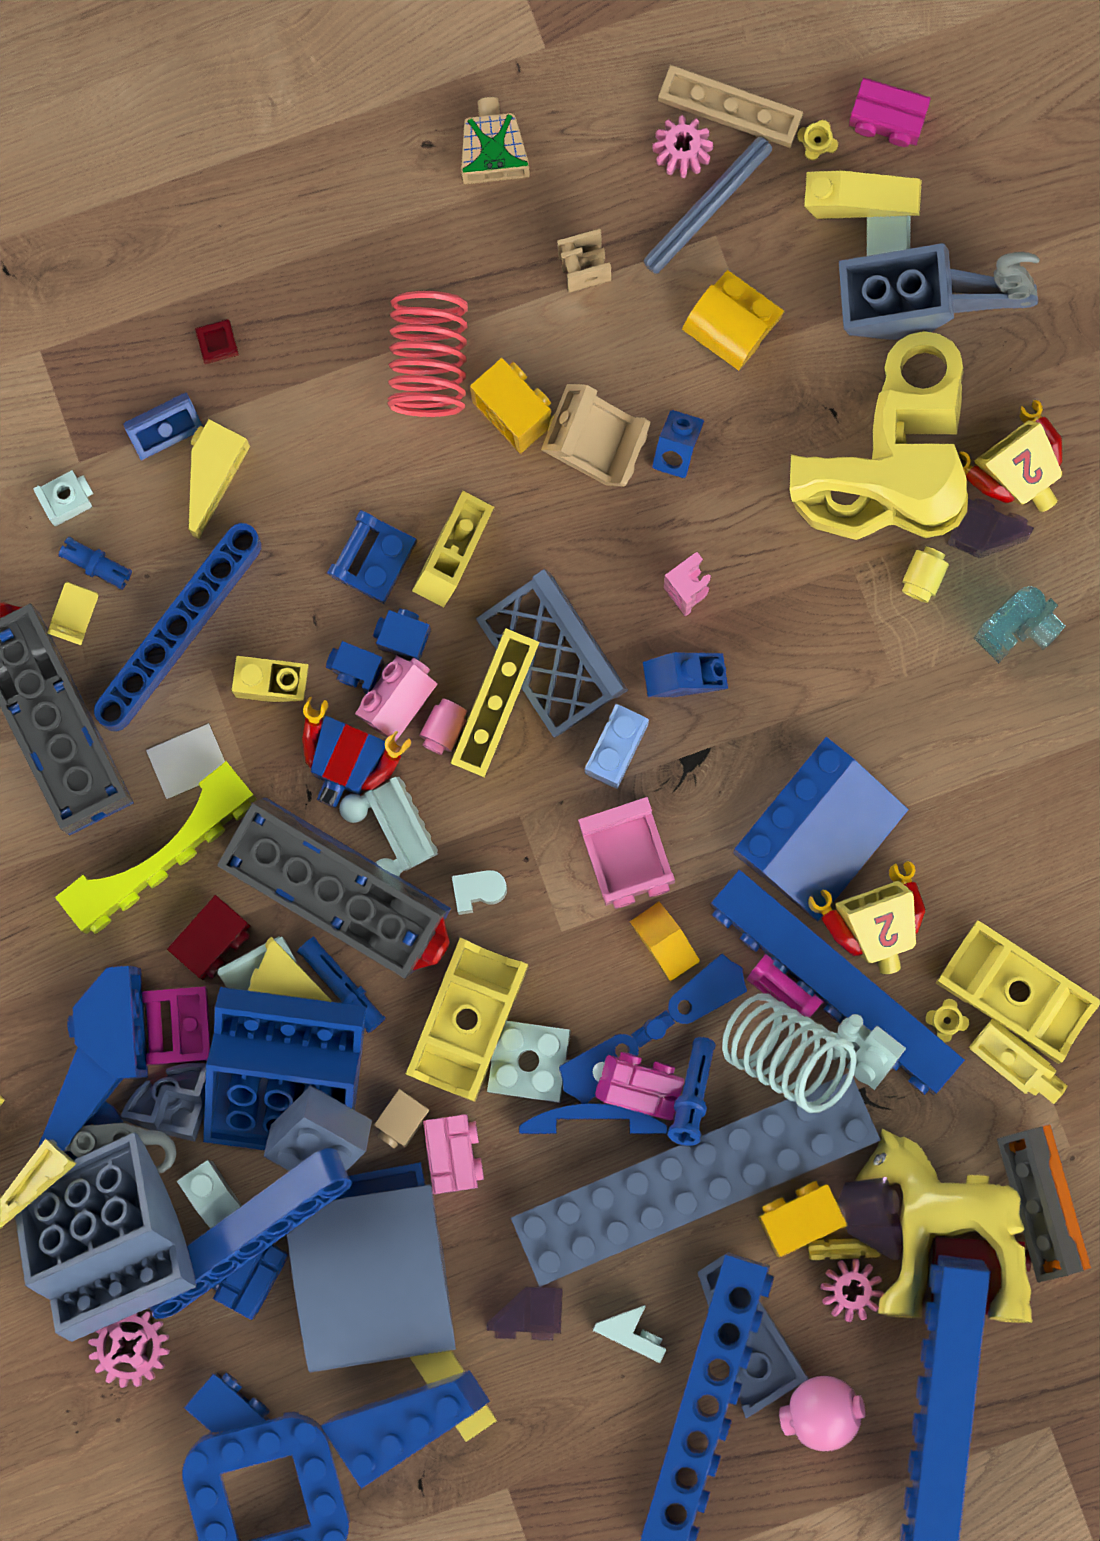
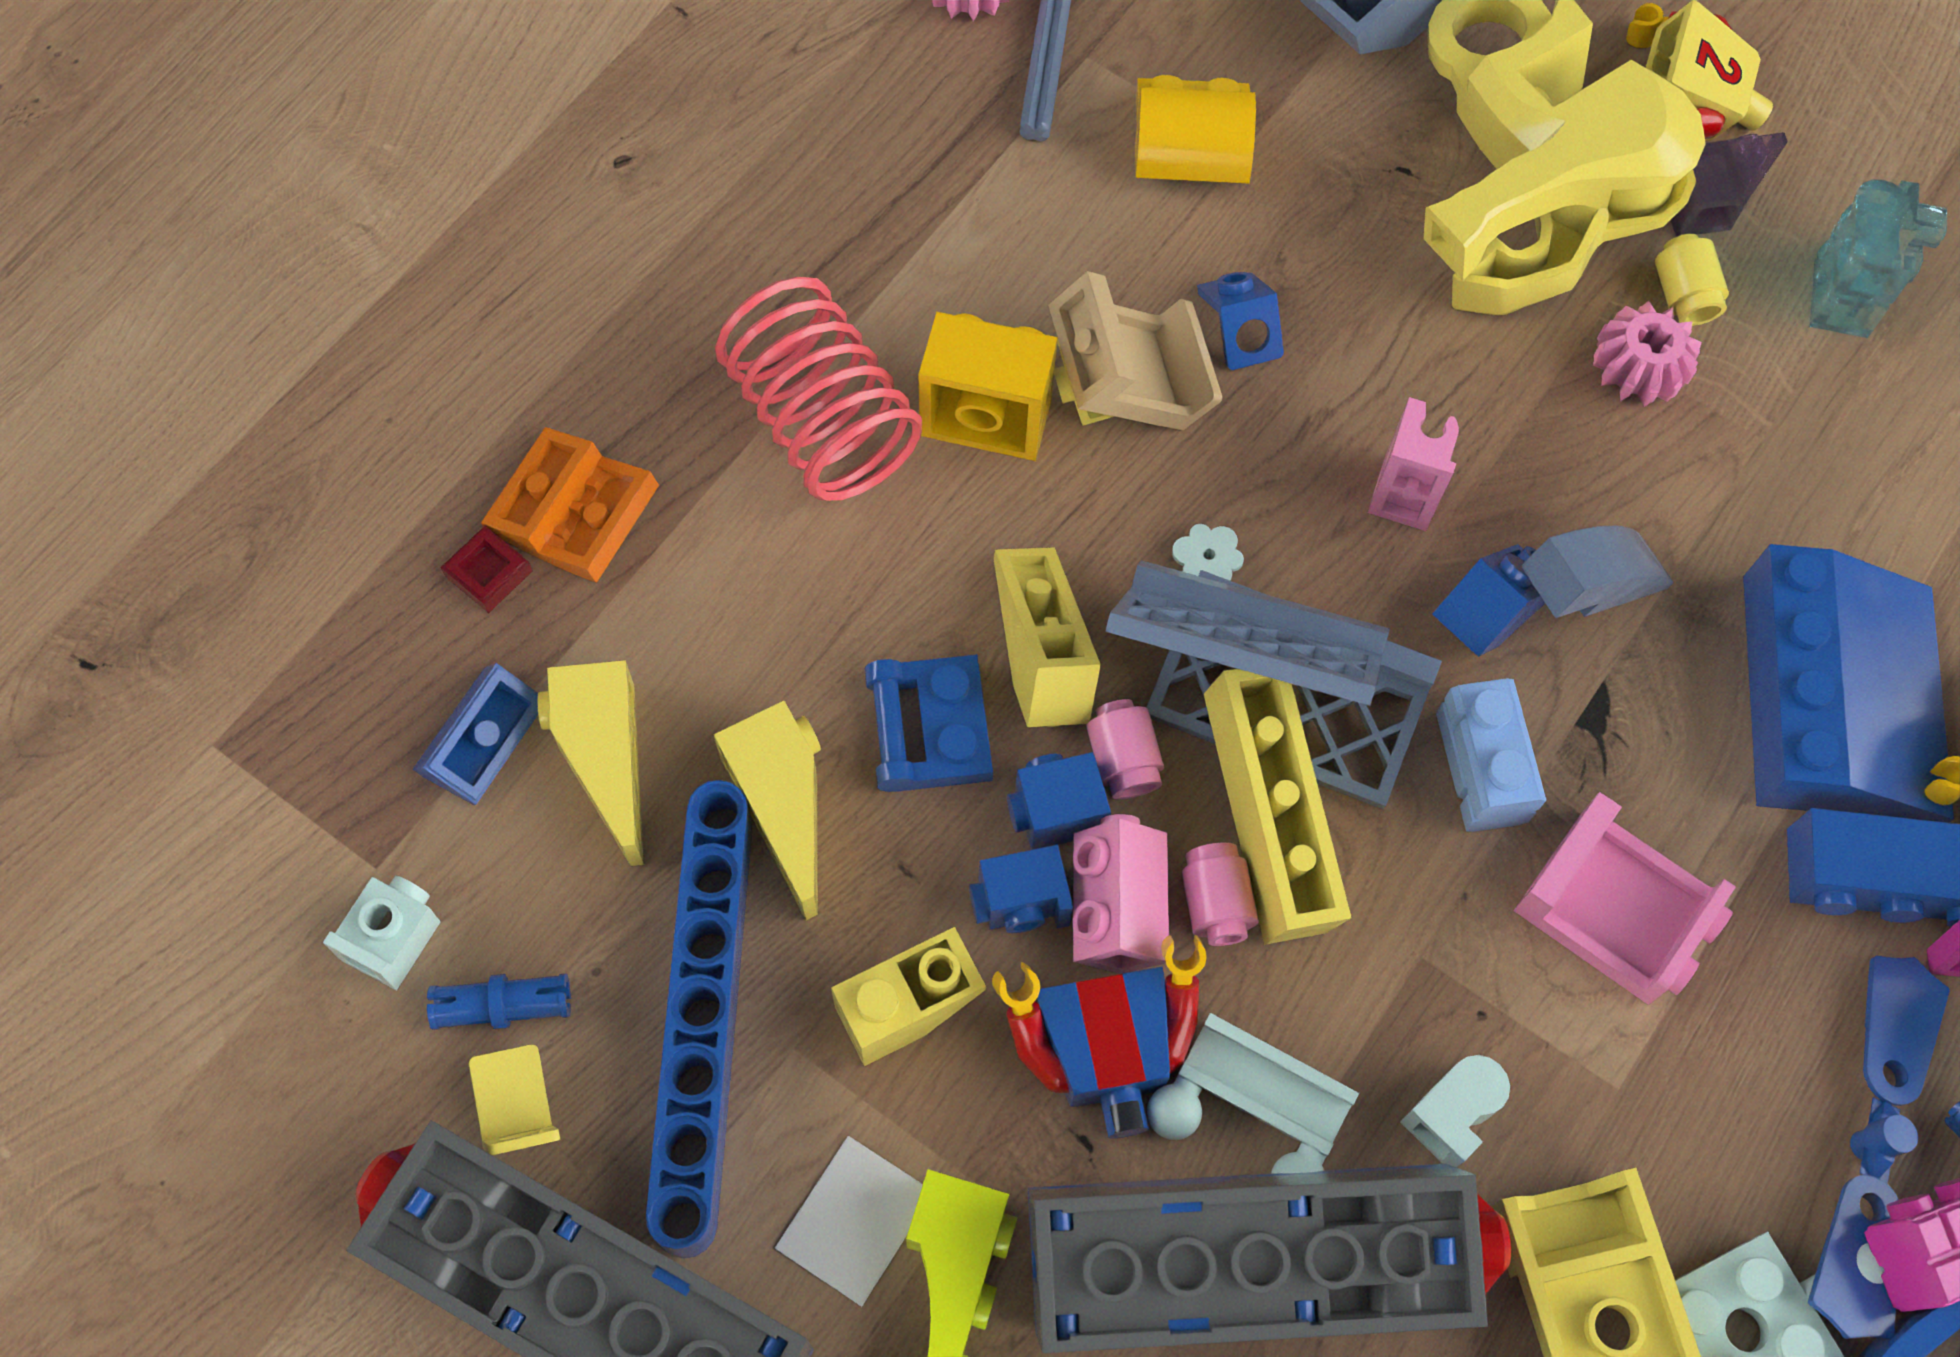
camera: 45 degrees left, 15 degrees down
(277, 332) = (570, 504): none -> orange slope
(279, 547) = (776, 771): none -> light yellow slope
(451, 631) = (1126, 749): none -> bright pink brick
(492, 146) = (719, 103): torso -> none
(549, 619) = (1251, 632): none -> sand blue fence
(557, 553) = (1216, 543): none -> light aqua plant
(573, 256) = (934, 161): tan piece -> none
(665, 941) = (1779, 992): yellow slope -> none
(736, 694) = (1595, 570): none -> sand blue slope
(878, 599) = (1646, 353): none -> bright pink gear

